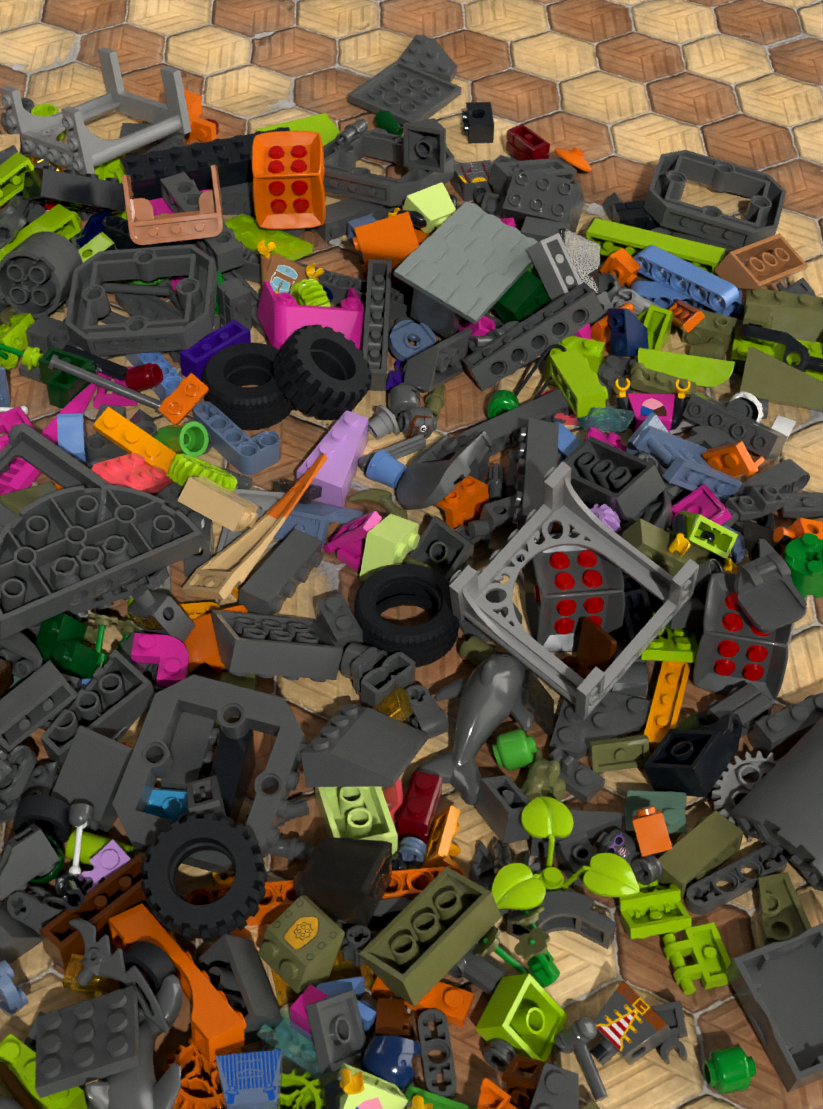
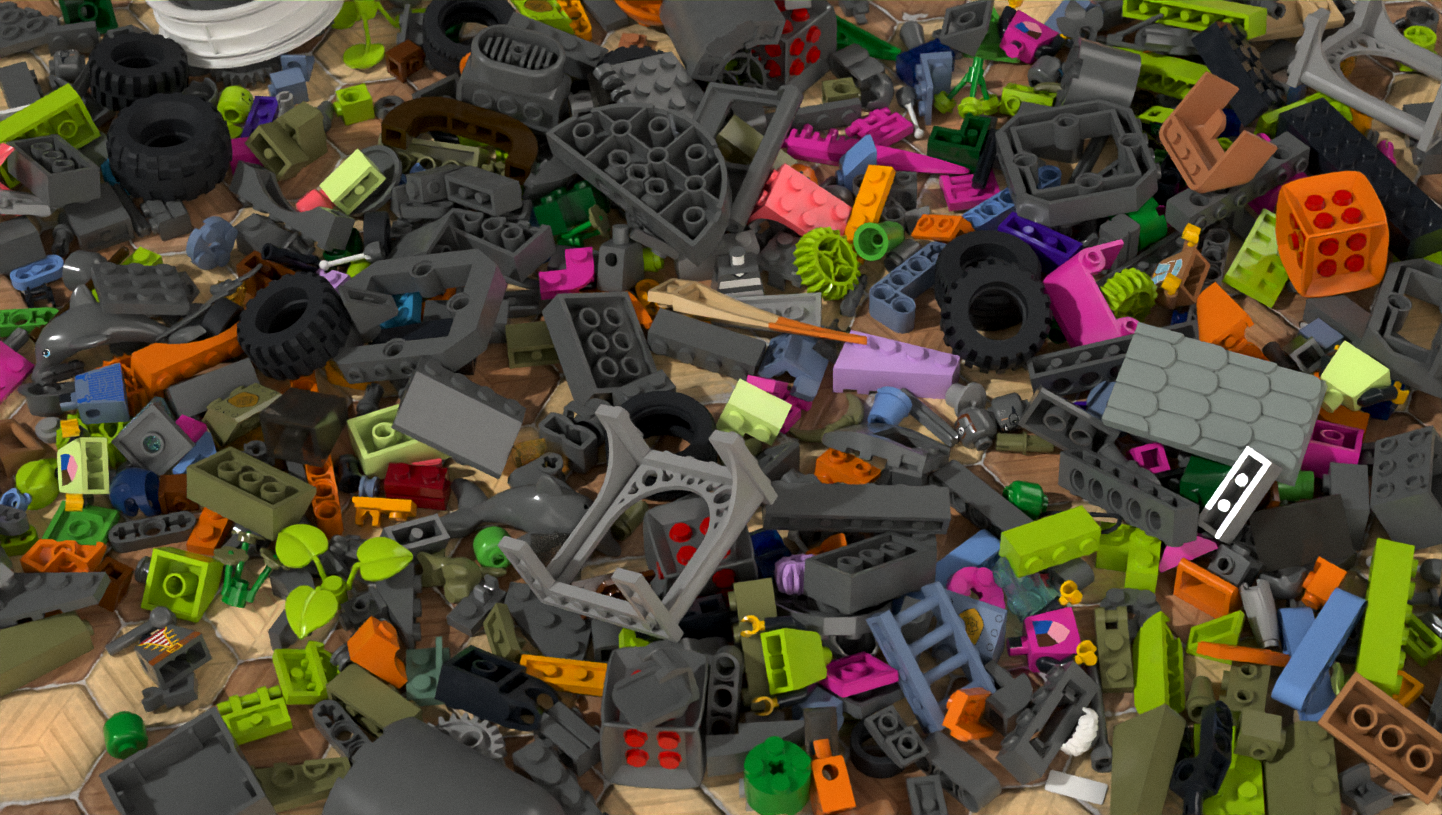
camera: 85 degrees right, 0 degrees up
(104, 383) = (951, 119): dark grey bar -> none
(143, 377) = (969, 201): dark red brick -> none
(218, 504) = (763, 266): tan brick -> none
(626, 332) = (1186, 597): dark blue slope -> none

